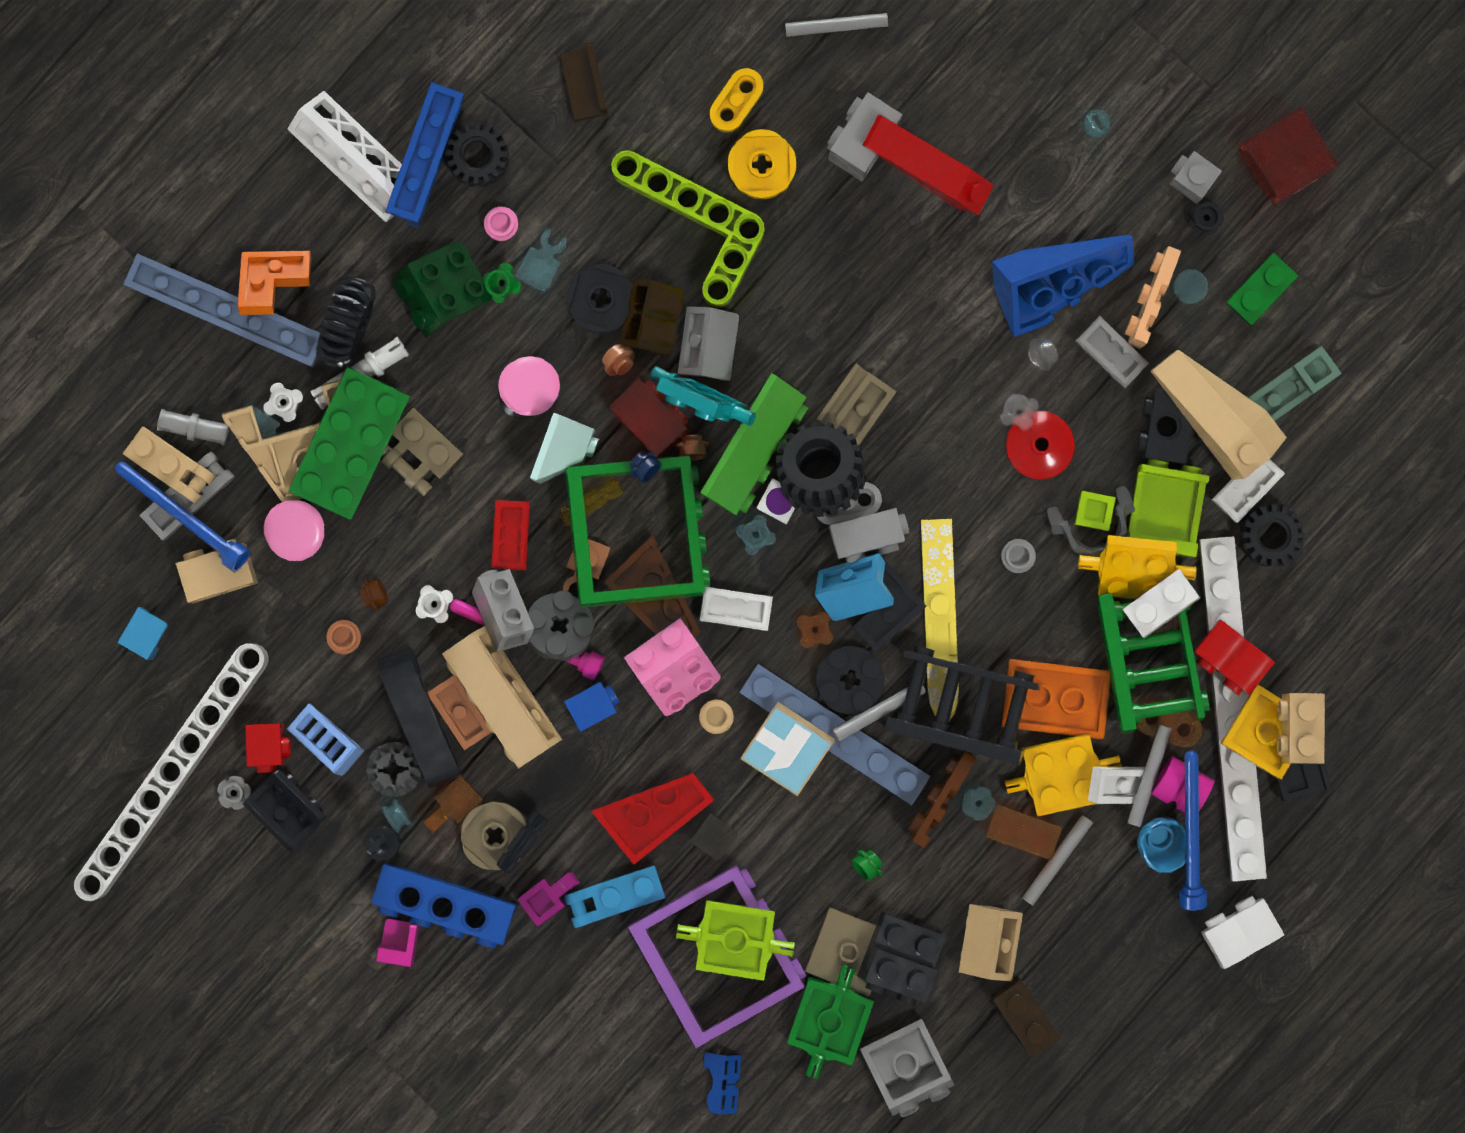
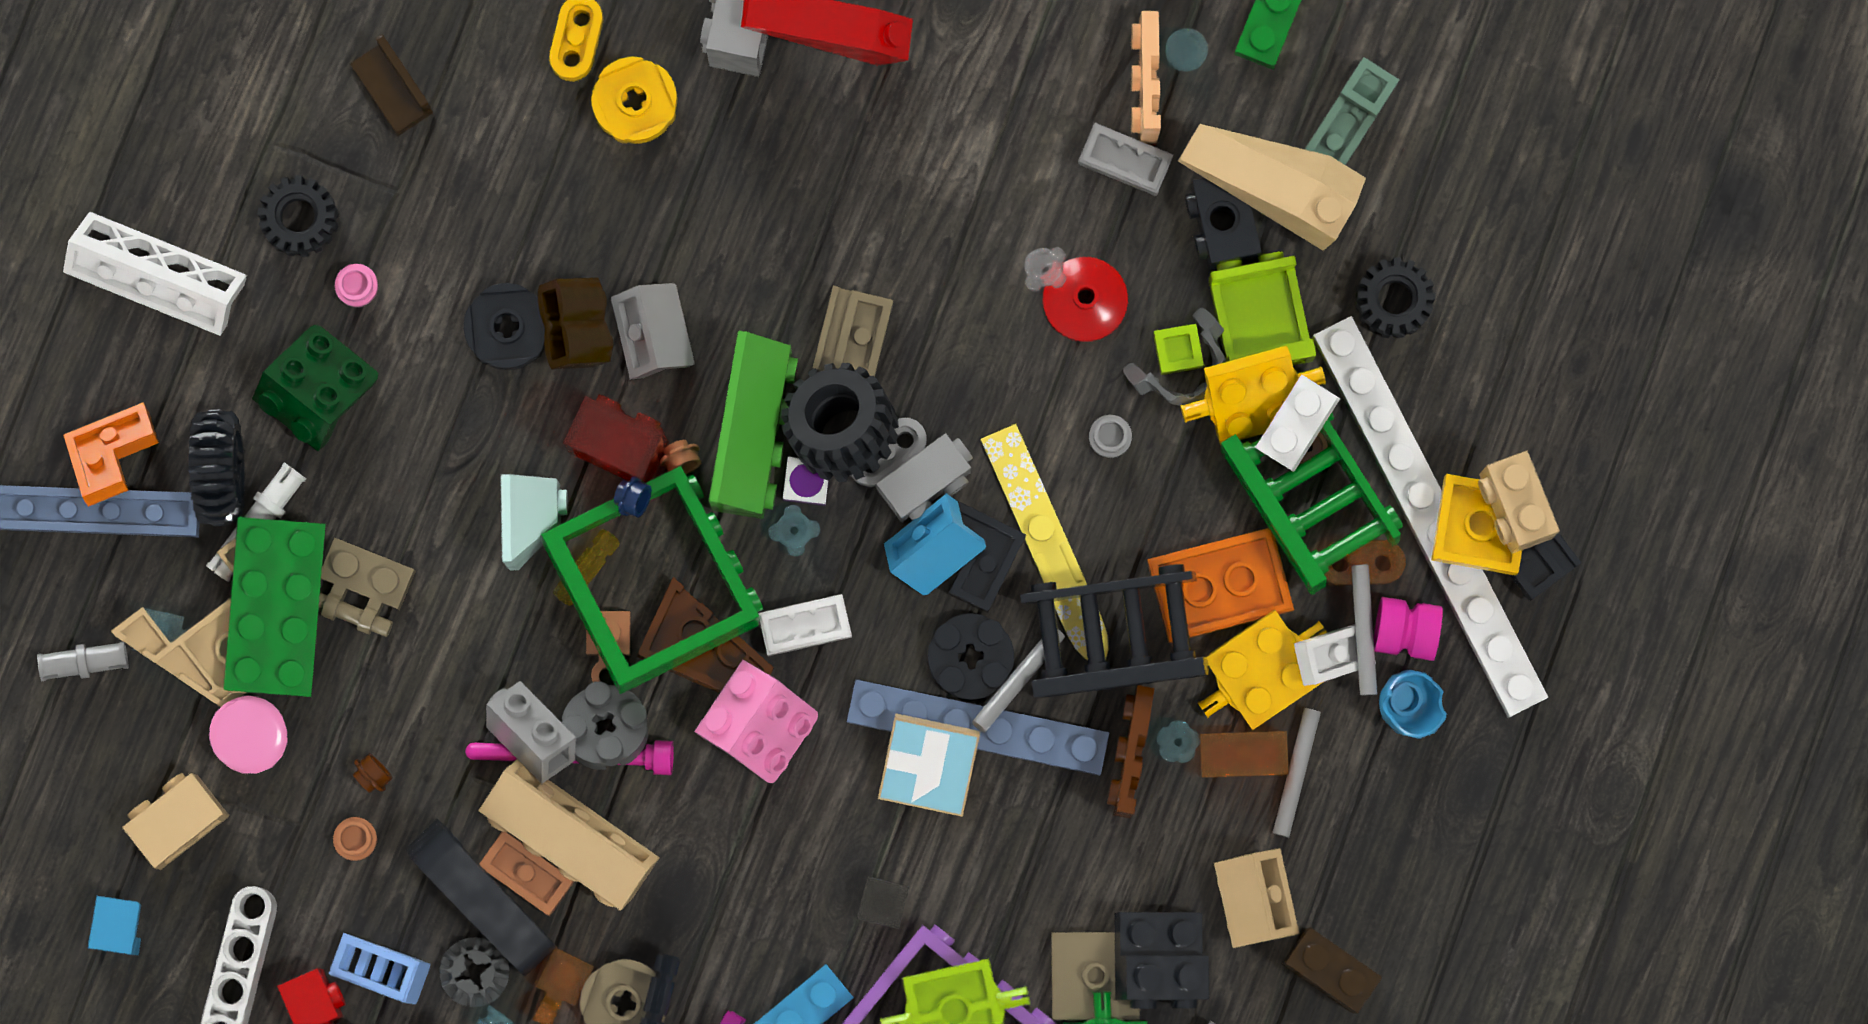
camera: 25 degrees left, 5 degrees down
(163, 523) = (105, 746): light grey plate -> none
(168, 464) = (70, 715): tan plate -> none
(232, 554) = (185, 789): blue piece -> none
(292, 398) = (187, 600): white plate -> none
(425, 154) = (236, 237): blue fence -> none
(425, 601) = (436, 752): white plate -> none
(492, 283) = (372, 357): green plate -> none
(510, 535) = (506, 642): red plate -> none
(528, 387) = (460, 462): bright pink piece -> none
(540, 266) = (421, 317): clear light blue plate -> none
(592, 705) = (680, 803): blue brick -> none
(618, 360) = (554, 389): nougat plate -> none
(653, 815) = (801, 906): red wing -> none
(700, 214) = (583, 185): lime beam -> none
(706, 401) = (674, 394): teal plate -> none
(716, 716) = (830, 761): tan tile -> none
(822, 636) = (910, 602): clear orange plate -> none
(867, 865) = (1076, 865): green plate -> none
(1042, 353) = (1046, 191): clear plate -> none
(1046, 279) = (1016, 105): blue wedge -> none
(1193, 894) = (1470, 749): blue piece -> none
(1233, 658) = (1405, 455): red brick -> none
(1242, 494) = (1343, 259): white plate -> none
(1242, 932) = (1545, 771): white brick -> none

